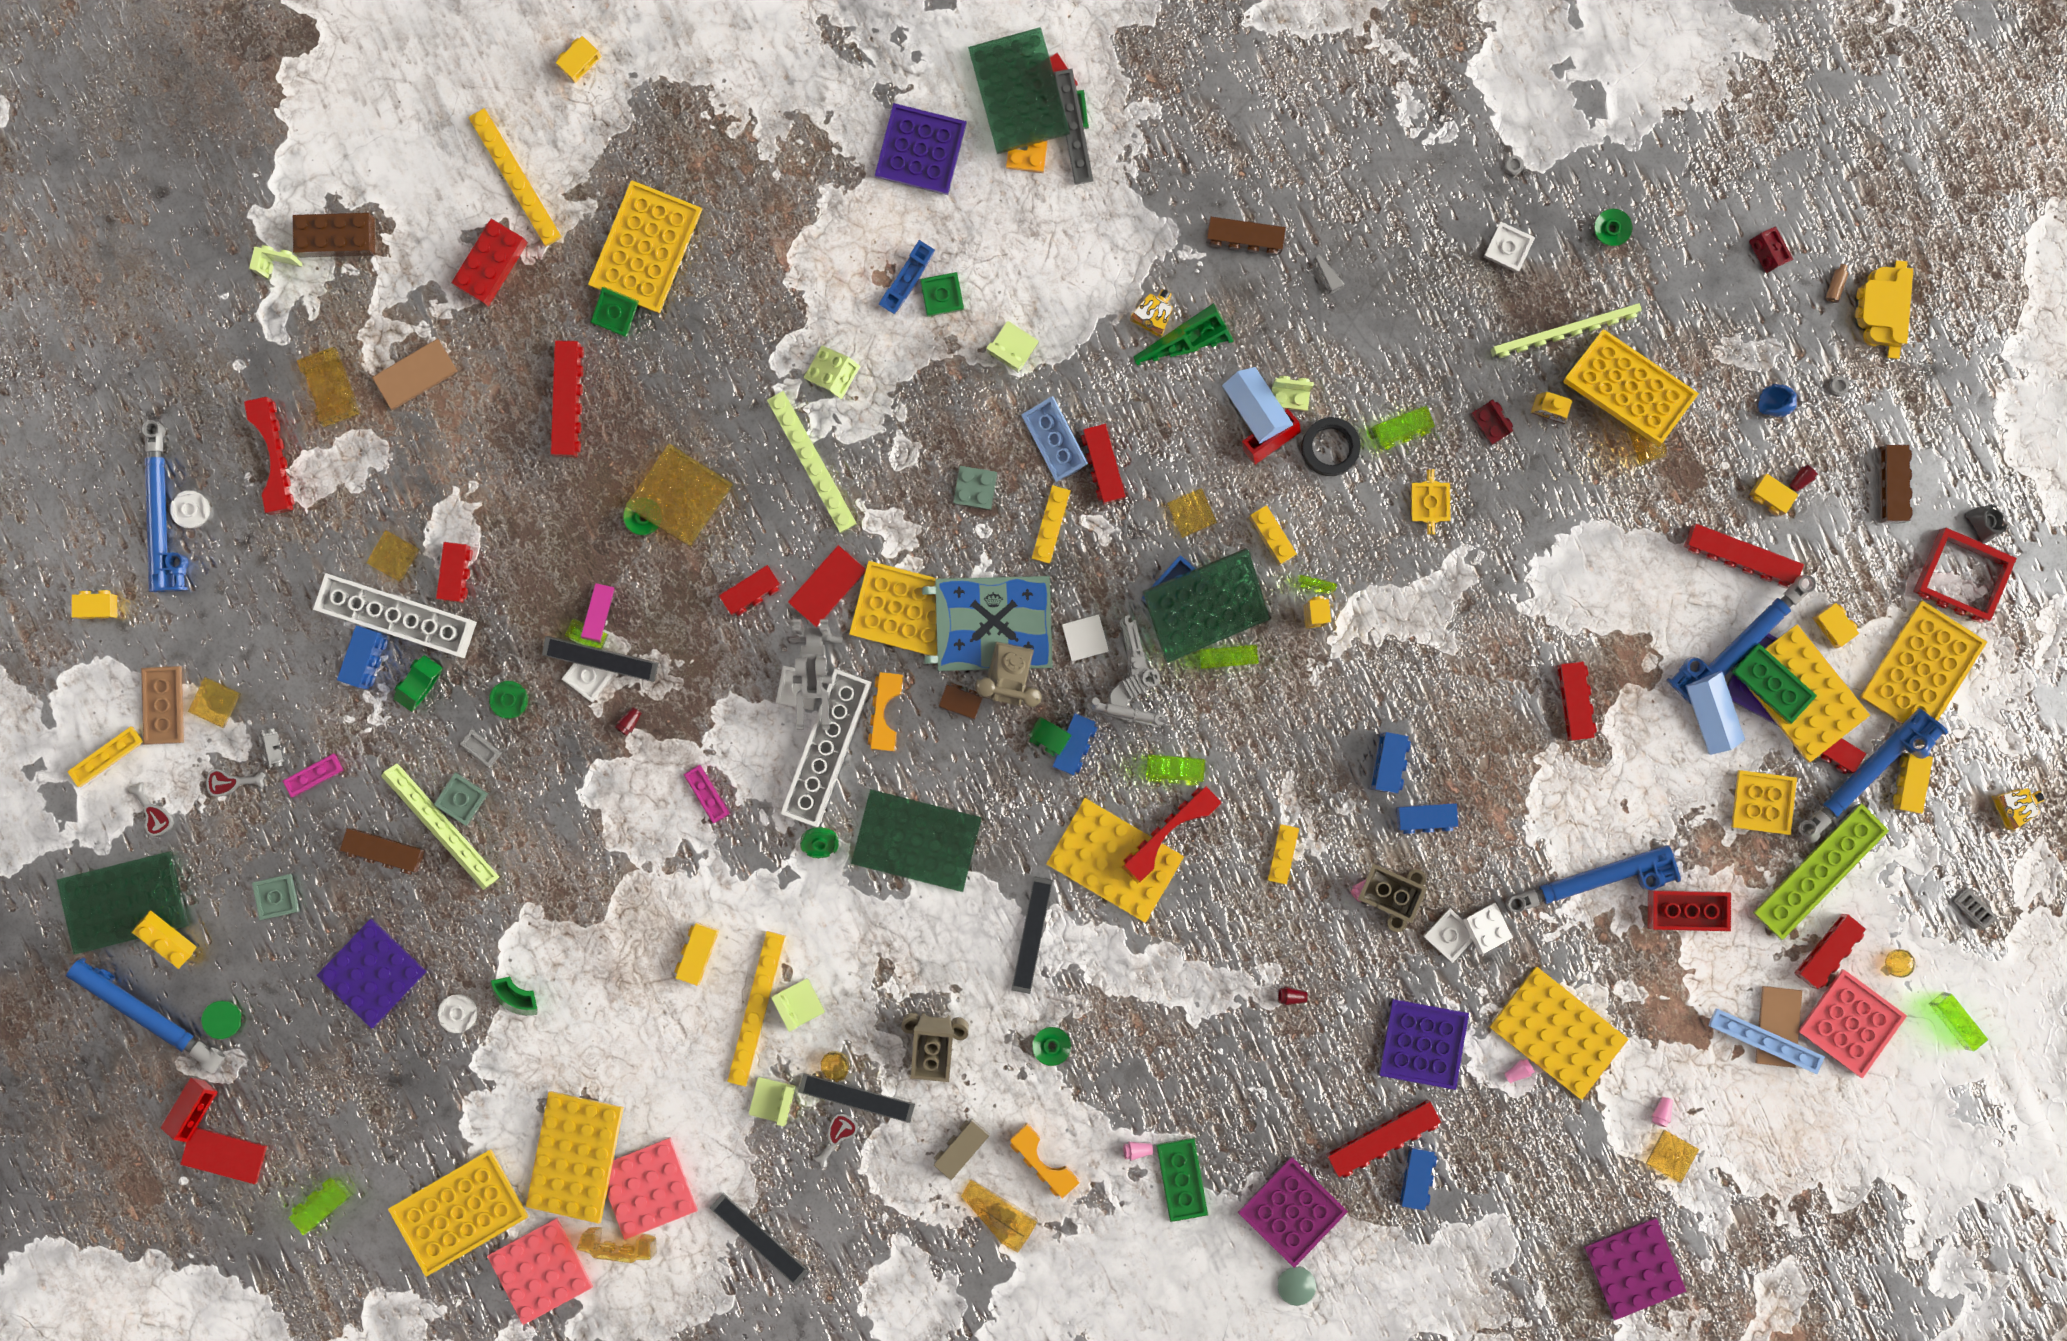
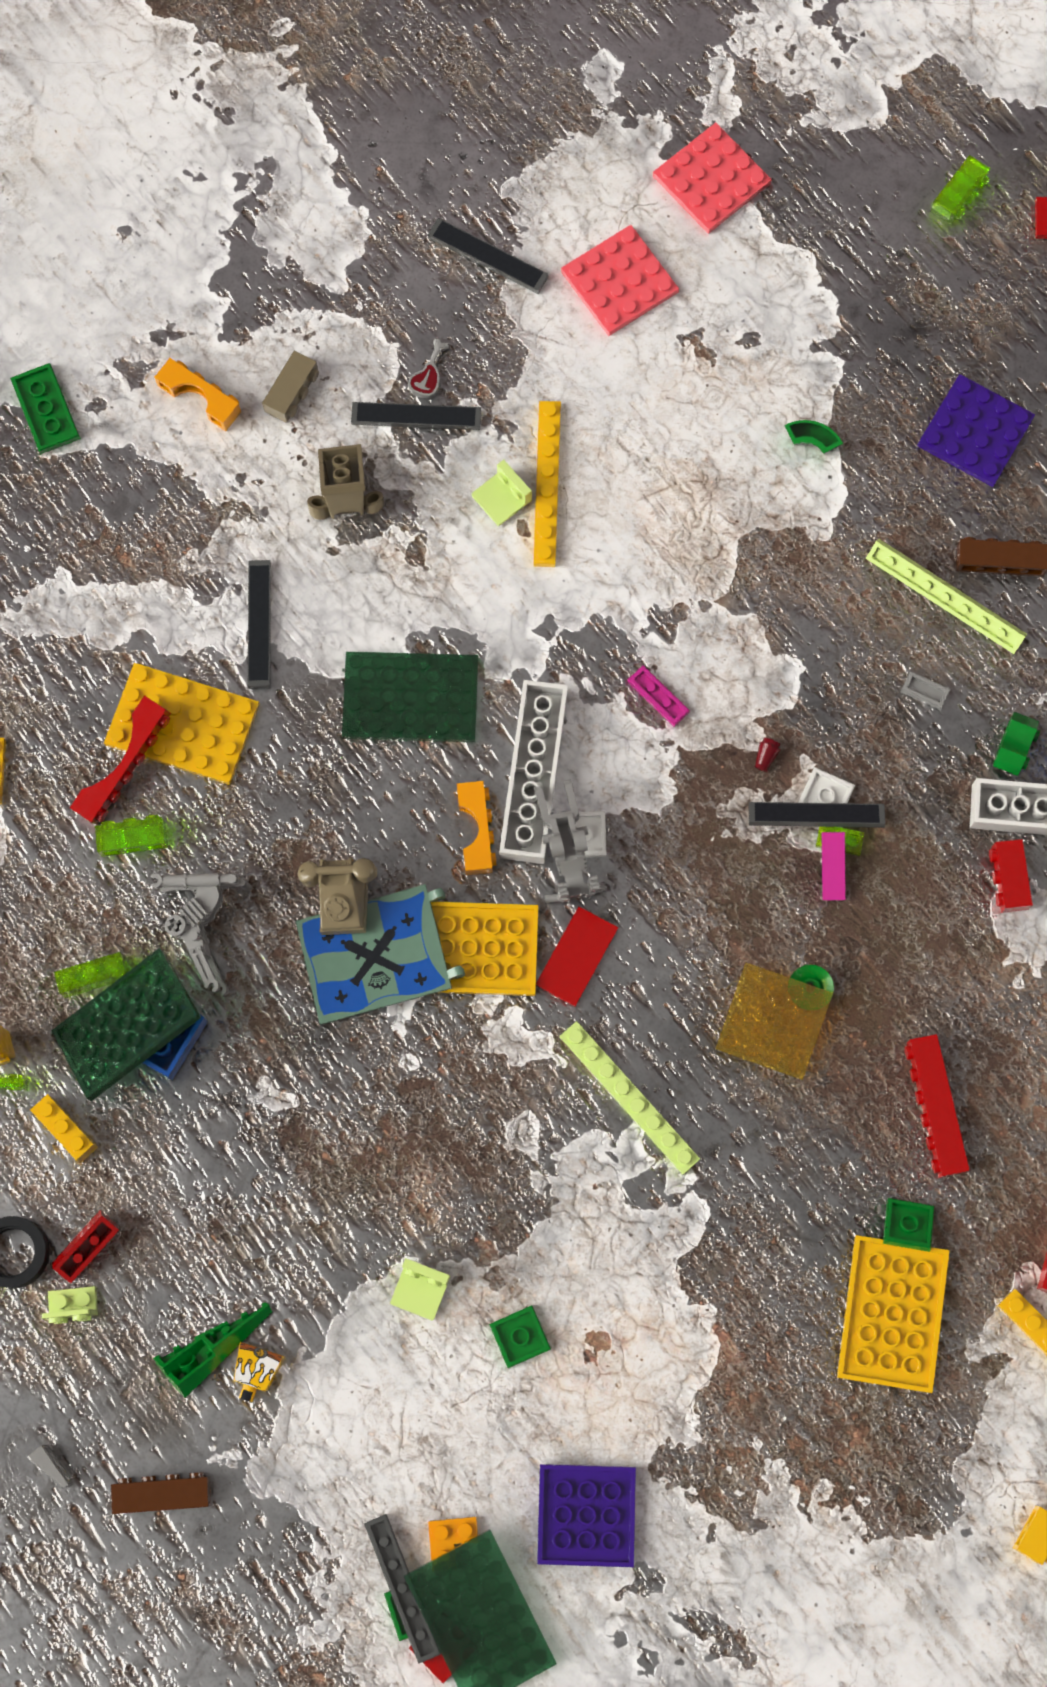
camera: 170 degrees right, 10 degrees down
(457, 1013) = (871, 409): white tile -> none
(458, 1212) = (813, 214): yellow plate -> none
(461, 799) = (931, 630): sand green plate -> none
(508, 699) = (909, 750): green tile -> none
(574, 1157) = (705, 292): yellow plate -> none
(628, 1253) = (635, 206): clear yellow plate -> none
(696, 953) = (626, 523): yellow brick -> none
(750, 591) = (663, 929): red brick -> none
(772, 1100) = (506, 392): yellowish green bracket -> none
(819, 842) = (517, 667): green tile -> none
(832, 371) = (631, 1210): yellowish green bracket -> none
(835, 1066) = (446, 440): clear yellow hair -> none
(907, 277) = (566, 1346): blue slope -> none
(961, 701) = (393, 857): reddish brown brick -> none
(975, 487) = (429, 1109): sand green plate -> none
(1004, 1219) = (230, 329): clear yellow wedge -> none
(1049, 736) = (281, 838): green brick -> none
(1051, 524) = (330, 1086): yellow plate -> none
(1054, 439) = (346, 1187): light blue slope -> none
(1054, 1056) = (213, 501): green dish -> none
(1081, 730) = (251, 838): blue brick -> none
(1085, 638) = (264, 962): white tile -> none
(1103, 464) = (281, 1170): red brick -> none
(1136, 1150) = (100, 425): bright pink cone -> none
(1191, 513) = (166, 1136): clear yellow tile -> none
(1256, 404) = (109, 1281): light blue slope -> none

